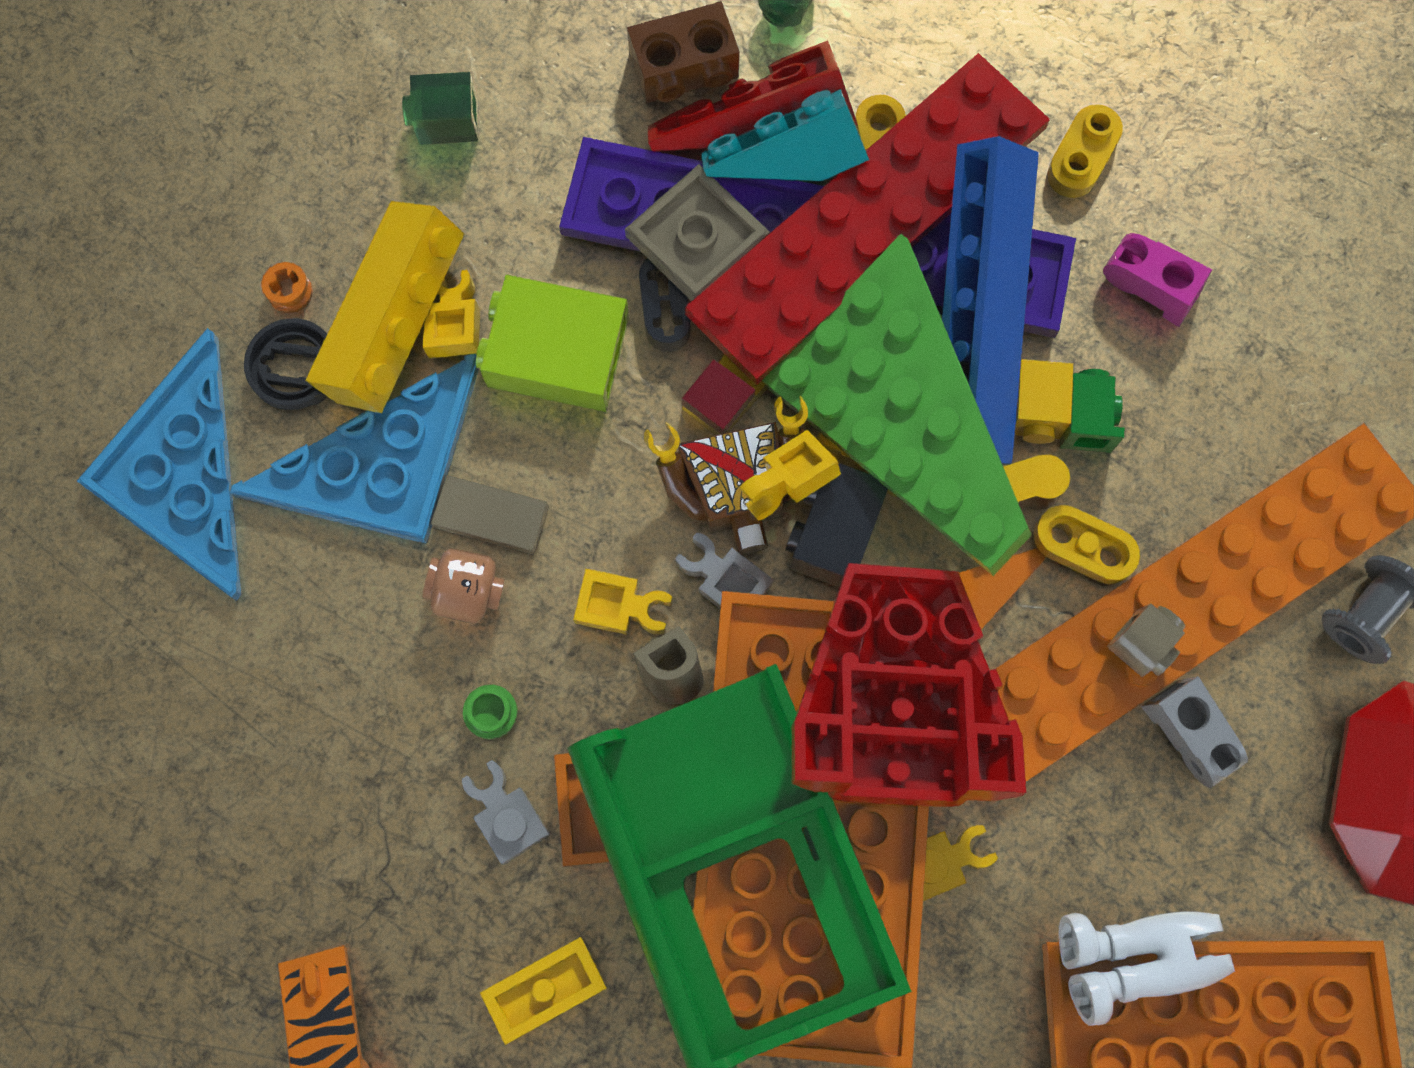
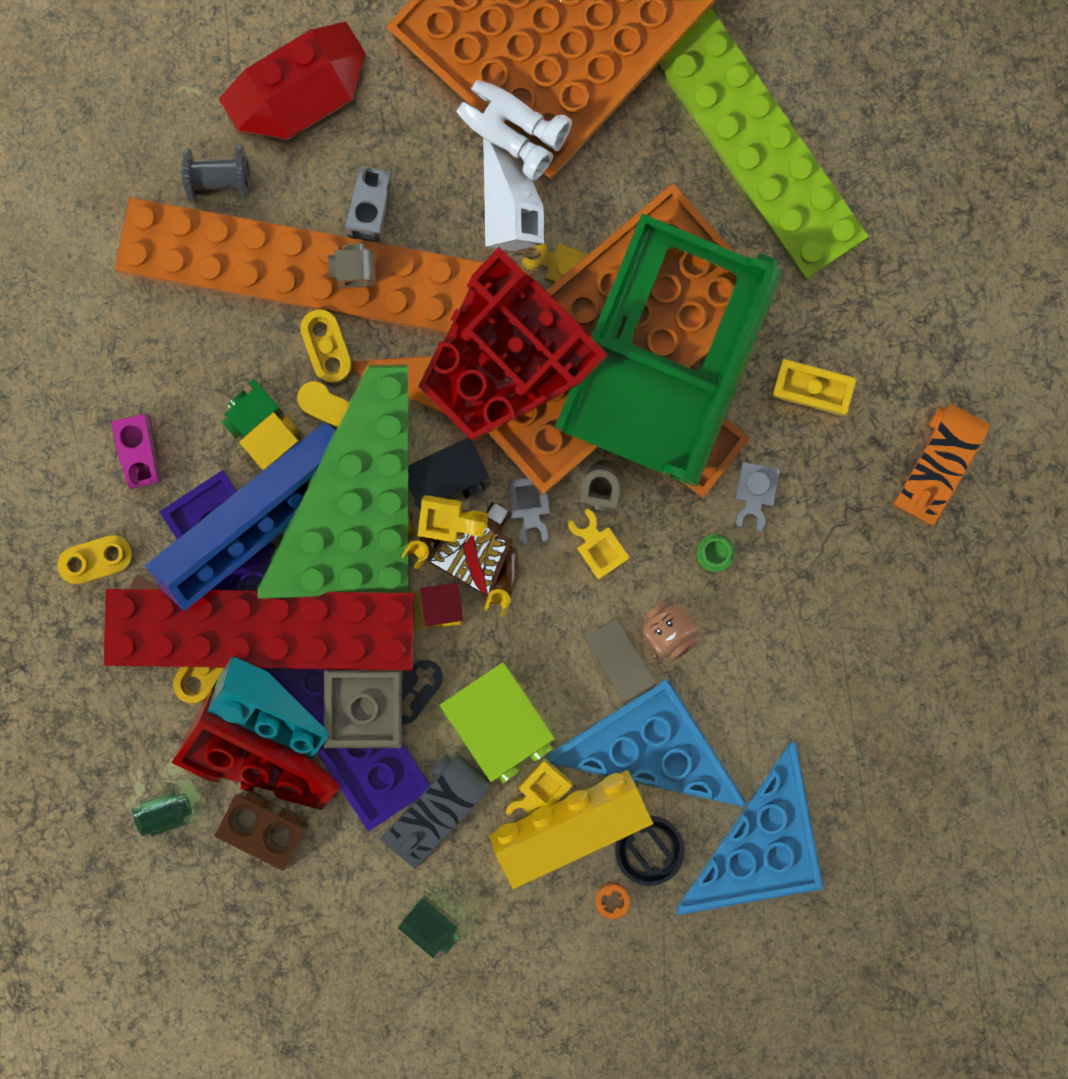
camera: 130 degrees left, 10 degrees up
(534, 216) = (437, 810): none -> dark grey door
(1058, 873) = (511, 202): none -> white slope

